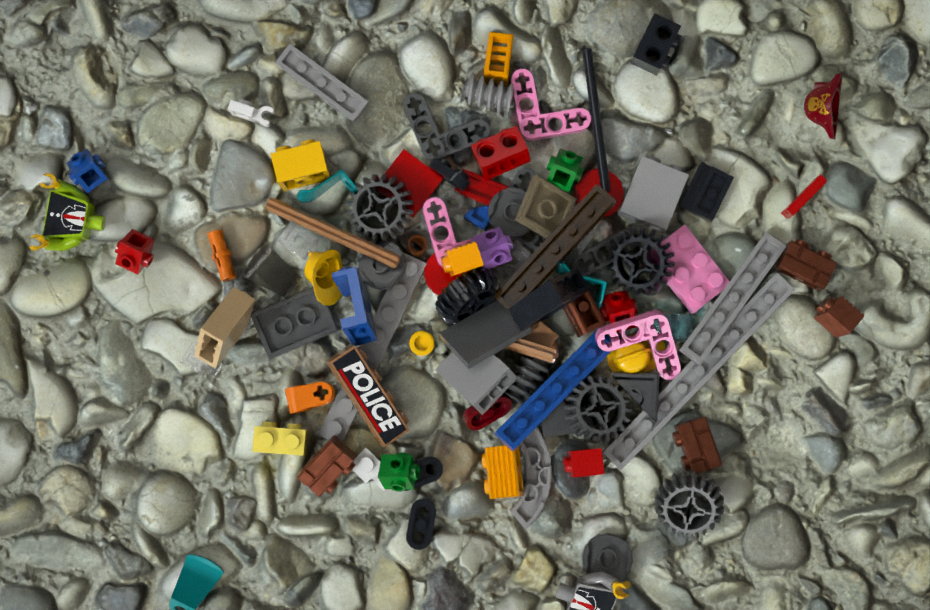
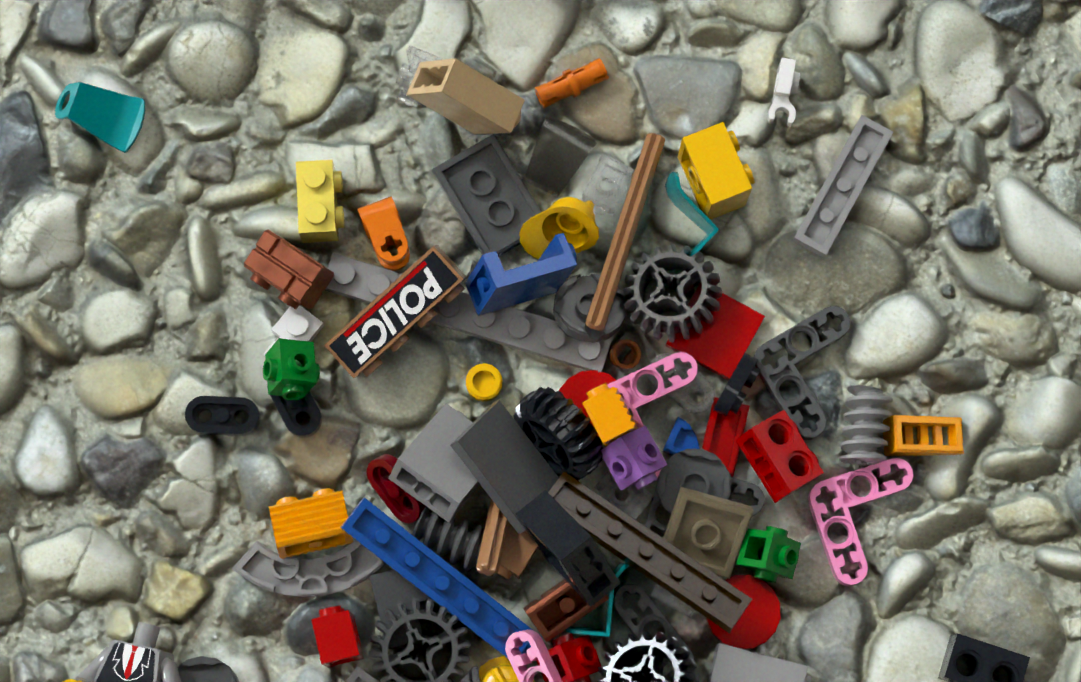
camera: 80 degrees right, 5 degrees down
(596, 119) = (852, 593): black piece -> none

